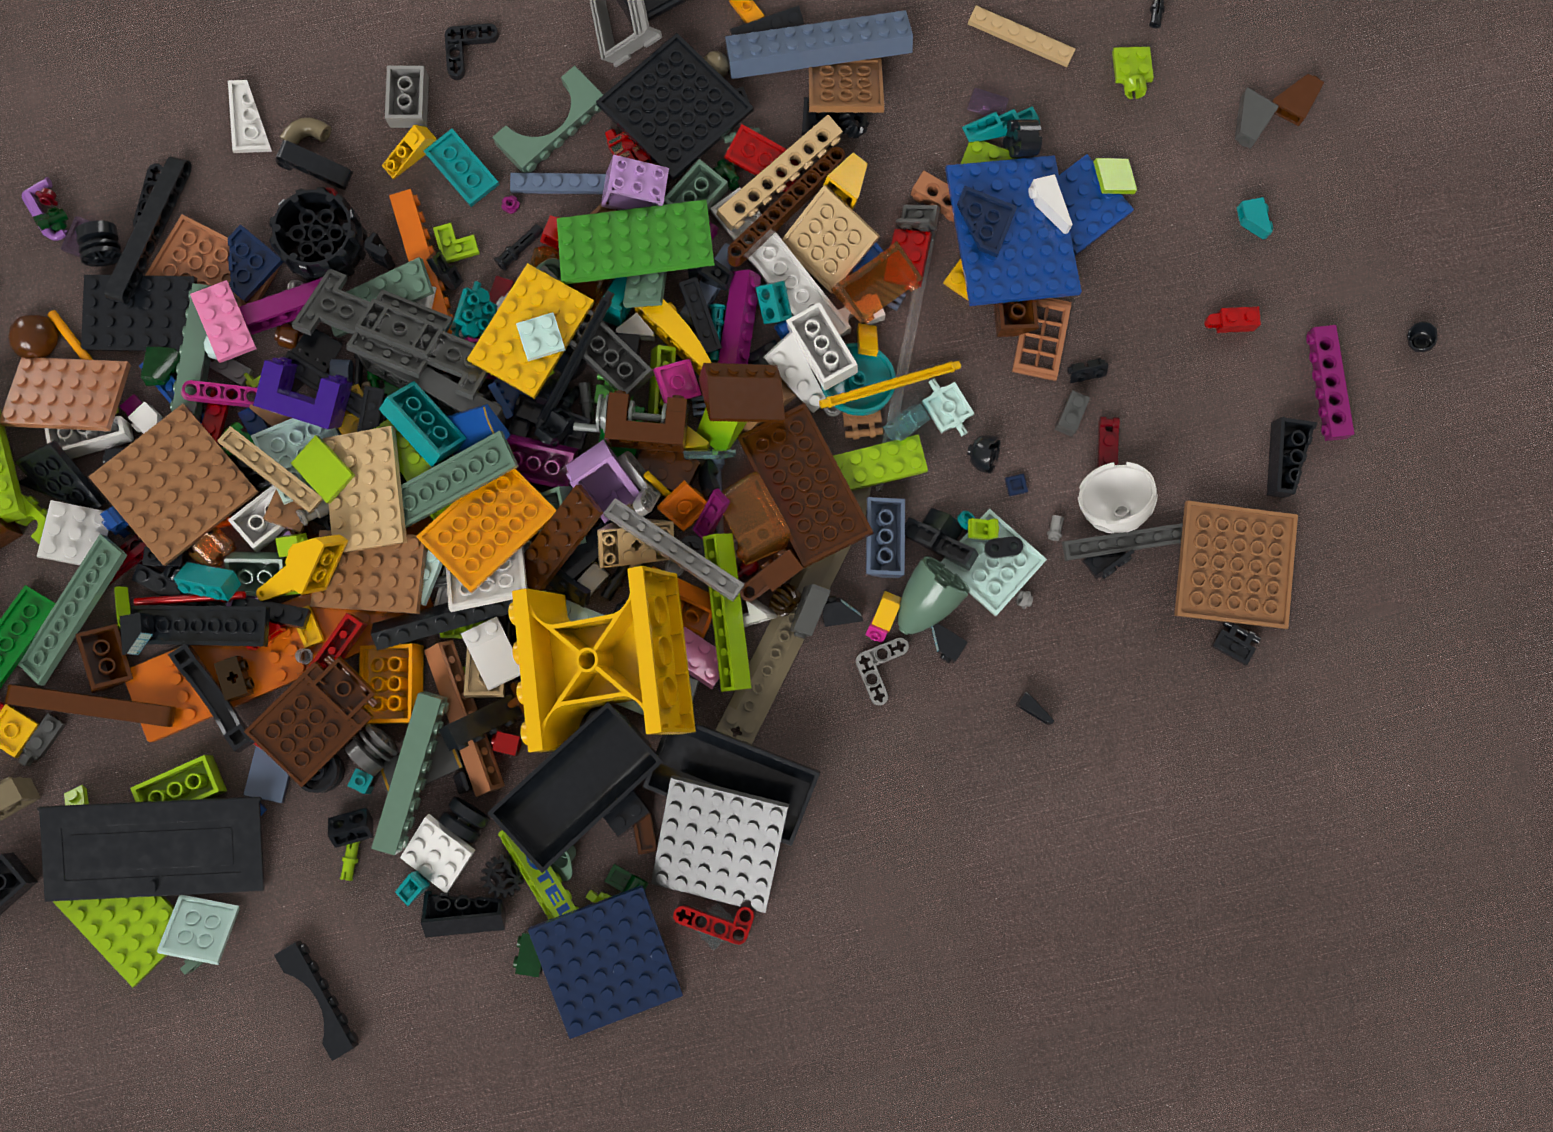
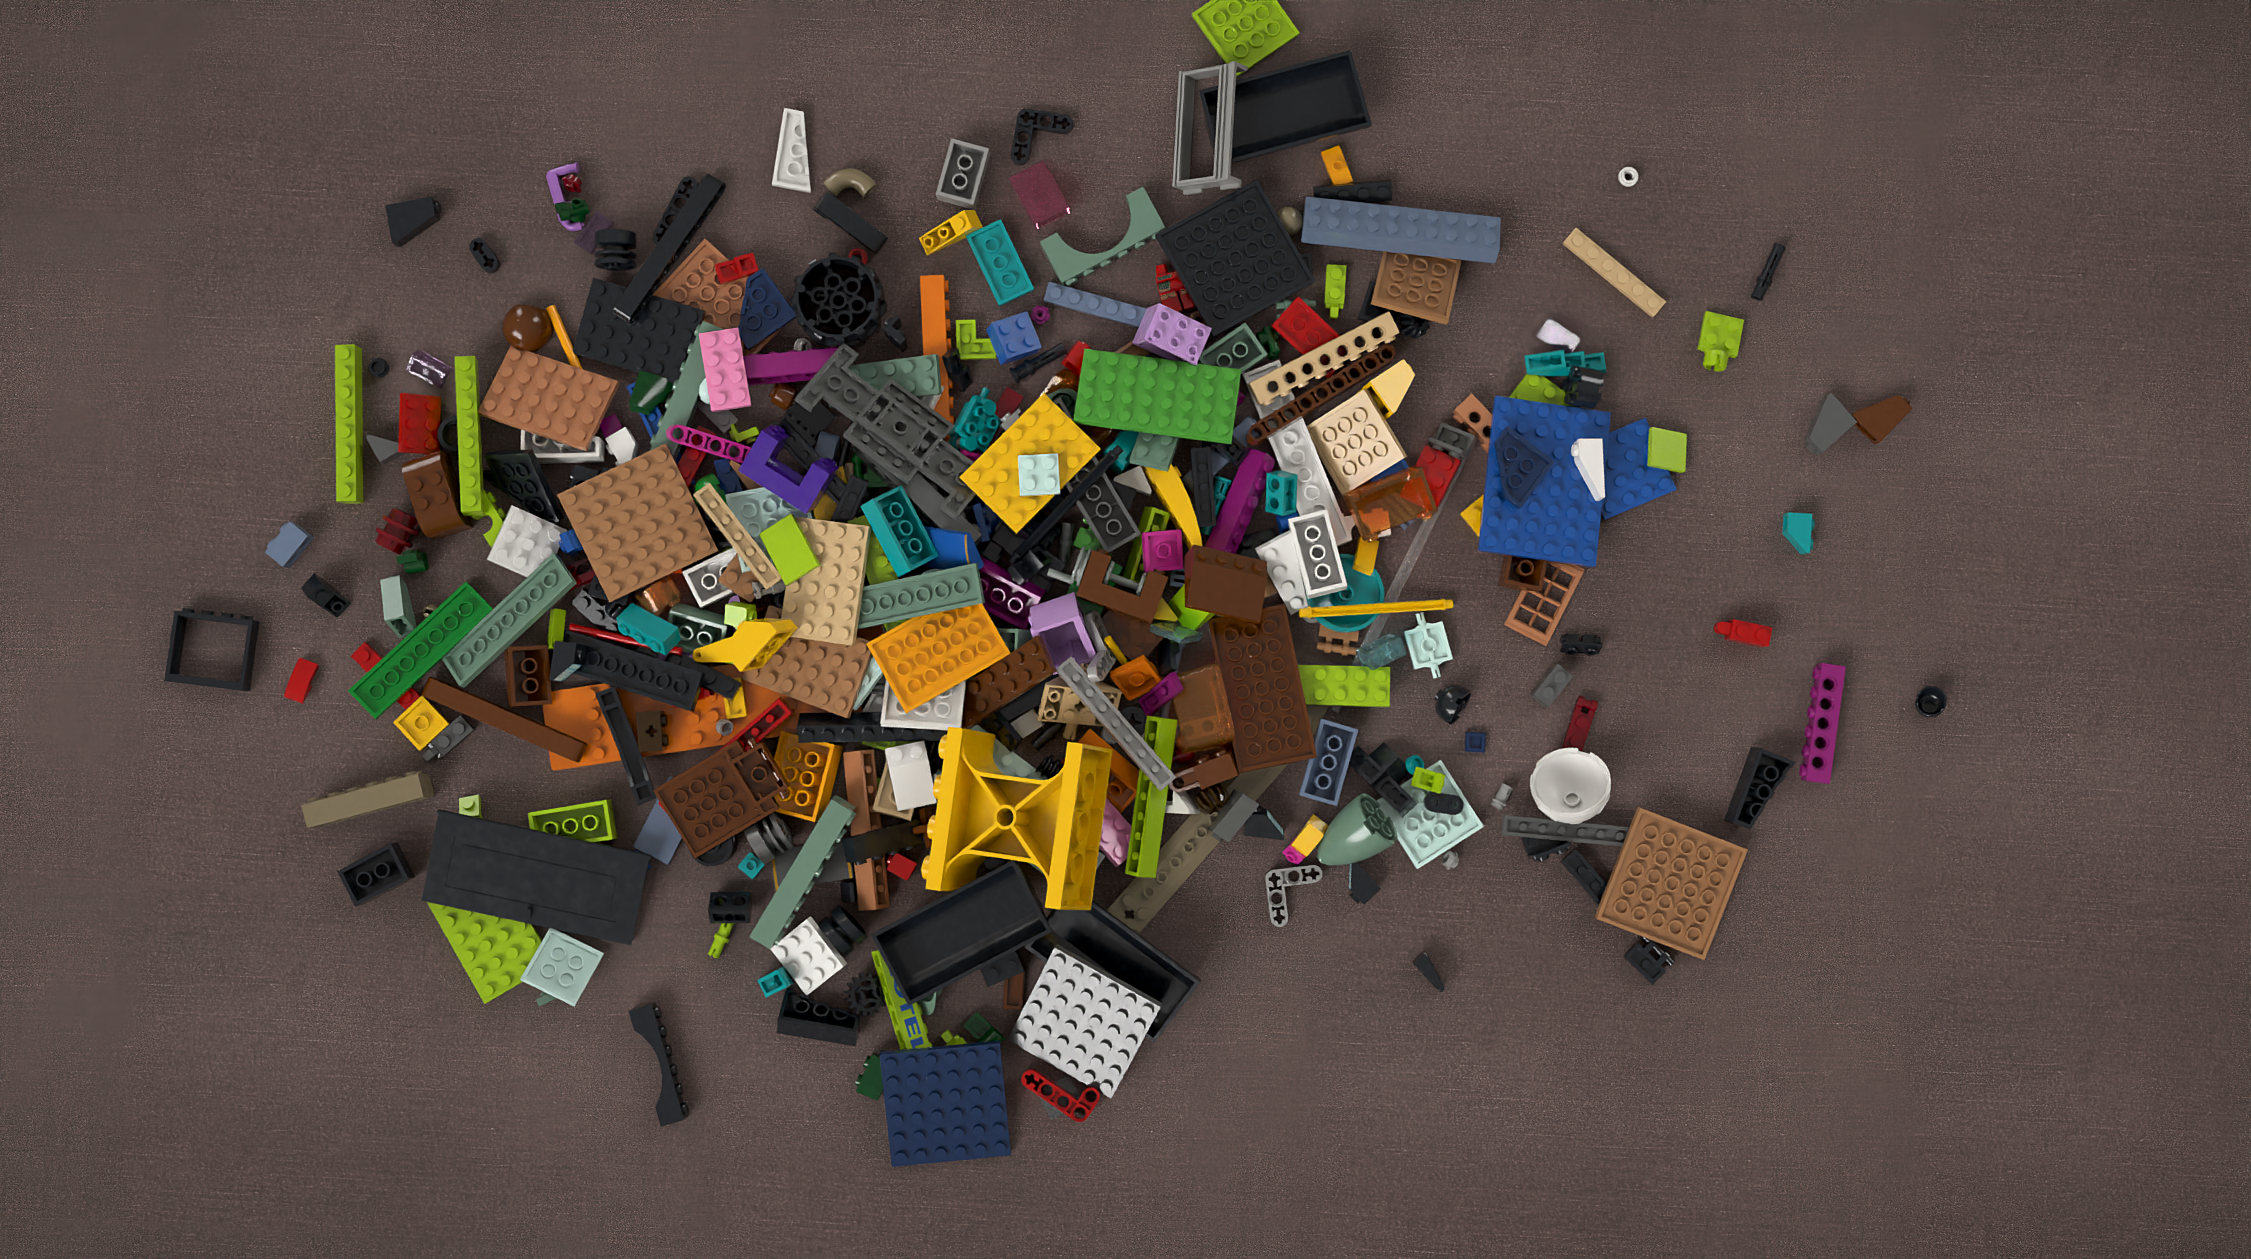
camera: 15 degrees right, 5 degrees up
(216, 233) = (736, 269): none -> red slope
(483, 100) = (1039, 195): none -> clear pink slope
(490, 229) = (1013, 338): none -> blue brick
(774, 113) = (1335, 289): none -> lime hinge
(1154, 580) = (1585, 875): none -> black plate

